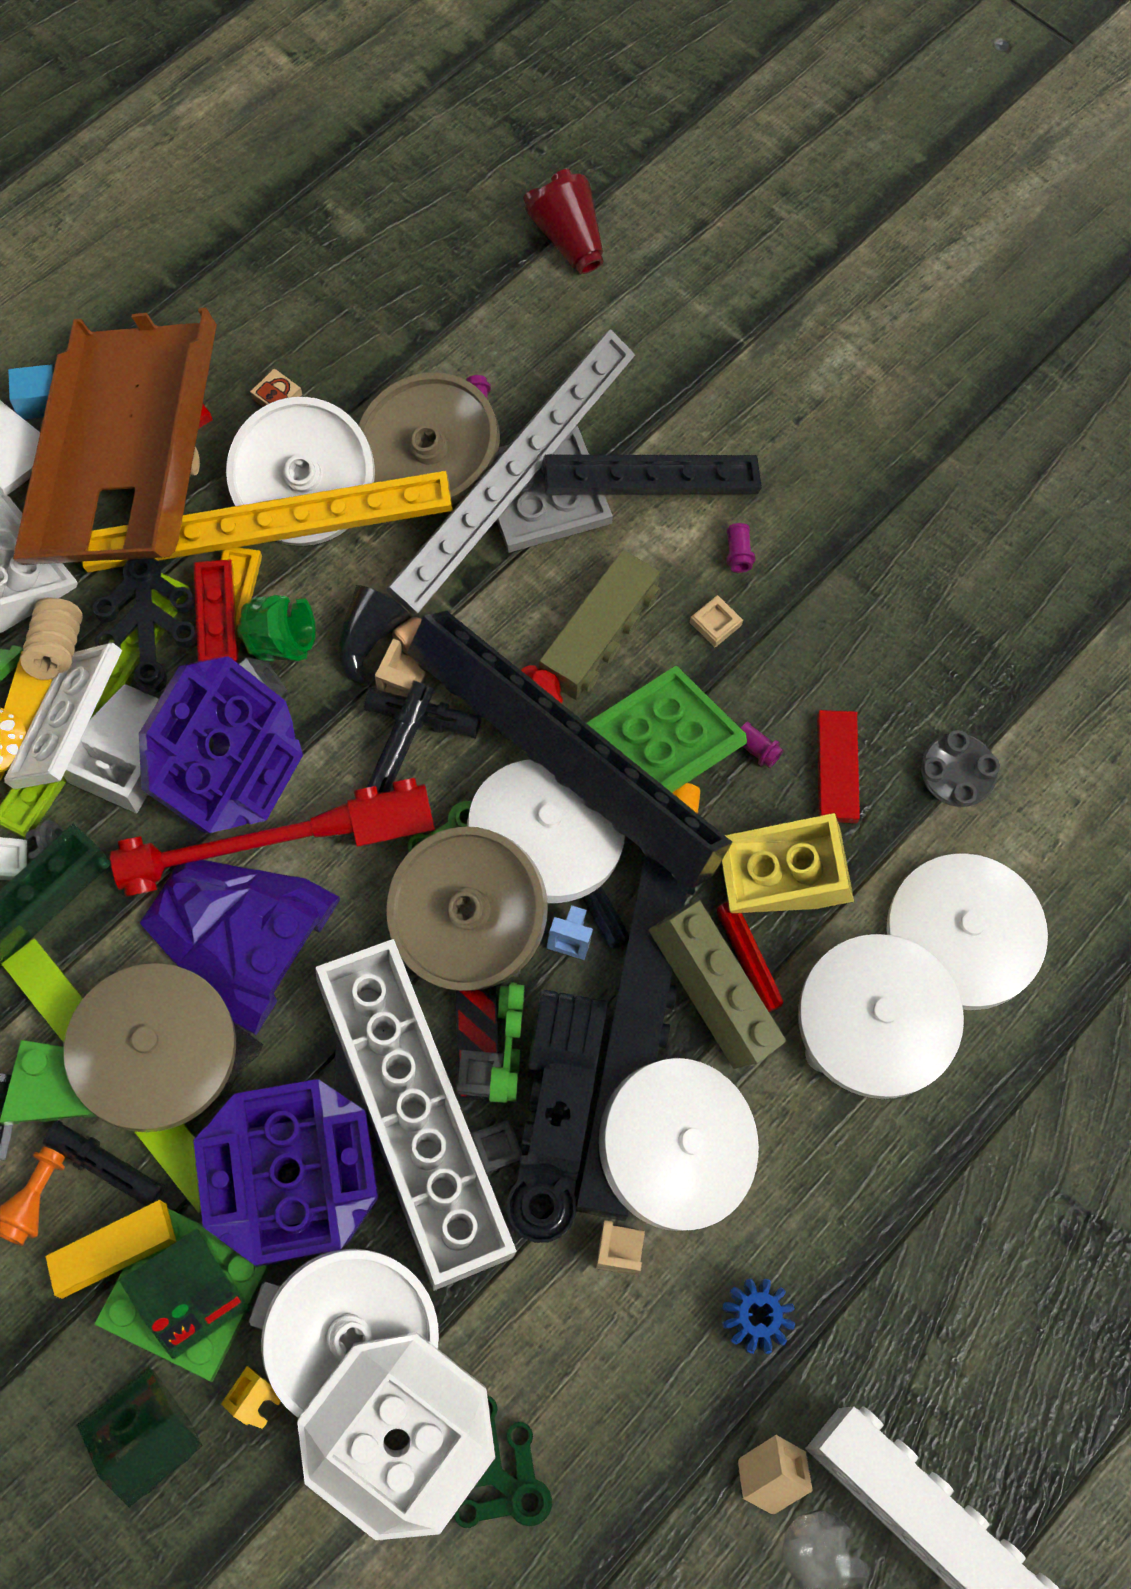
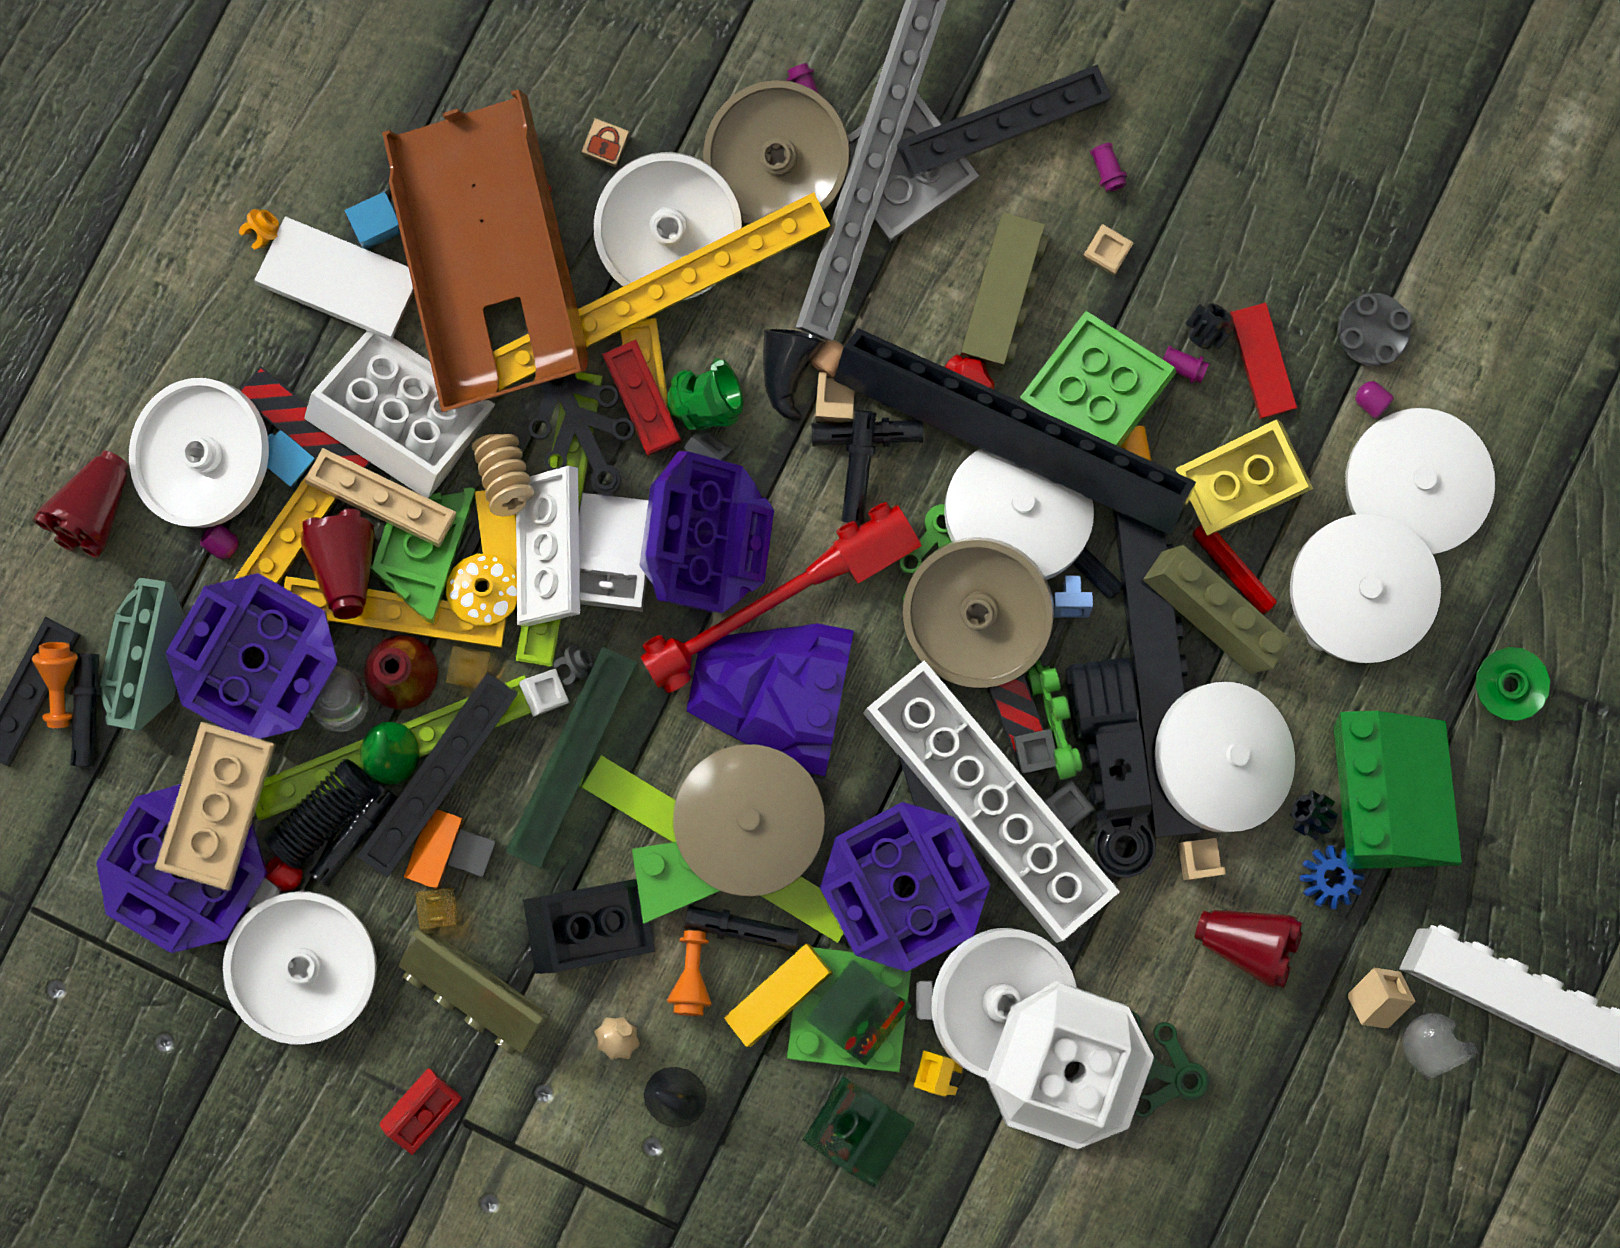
camera: 20 degrees left, 15 degrees up
(649, 1361) = (1252, 942): none -> dark red cone
(758, 1239) = (1314, 814): none -> black gear
(794, 714) = (1209, 326): none -> black gear
(855, 1242) = (1396, 791): none -> green slope
(940, 834) = (1373, 398): none -> magenta piece
(1031, 1160) = (1529, 677): none -> green dish

